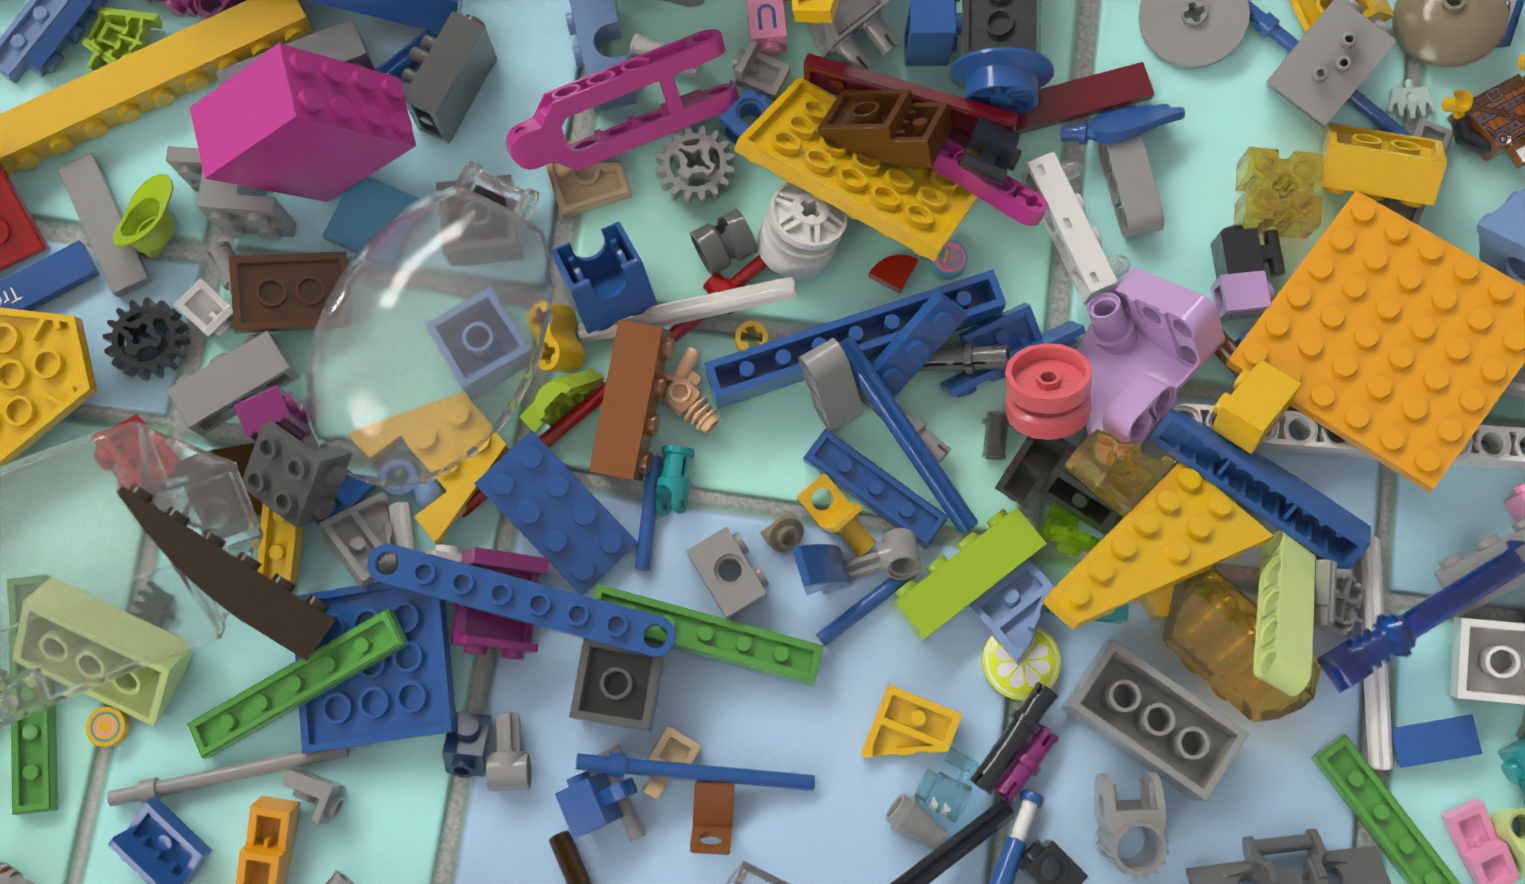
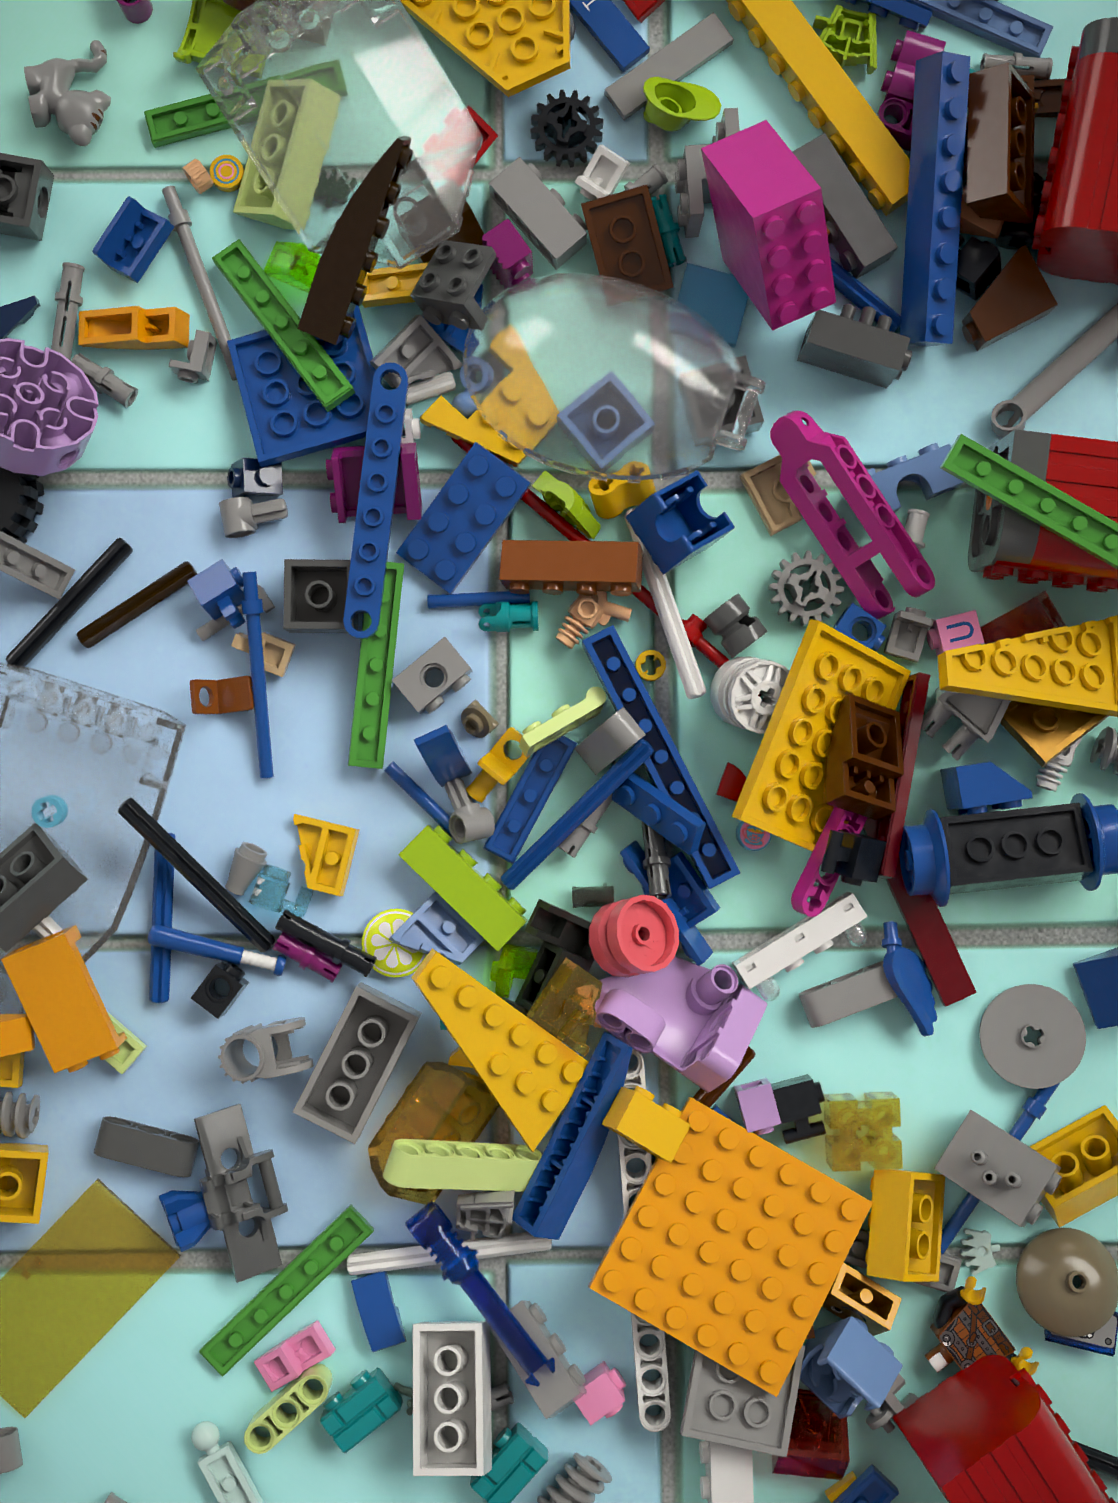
camera: 80 degrees right, 10 degrees up
(103, 760) = (198, 176): none -> light nougat axle
(234, 659) = (292, 264): none -> clear neon green slope
(284, 246) = (668, 231): none -> teal pin
(799, 435) = (563, 721): none -> yellowish green plate
(1459, 212) = (863, 1299): none -> pearl gold brick

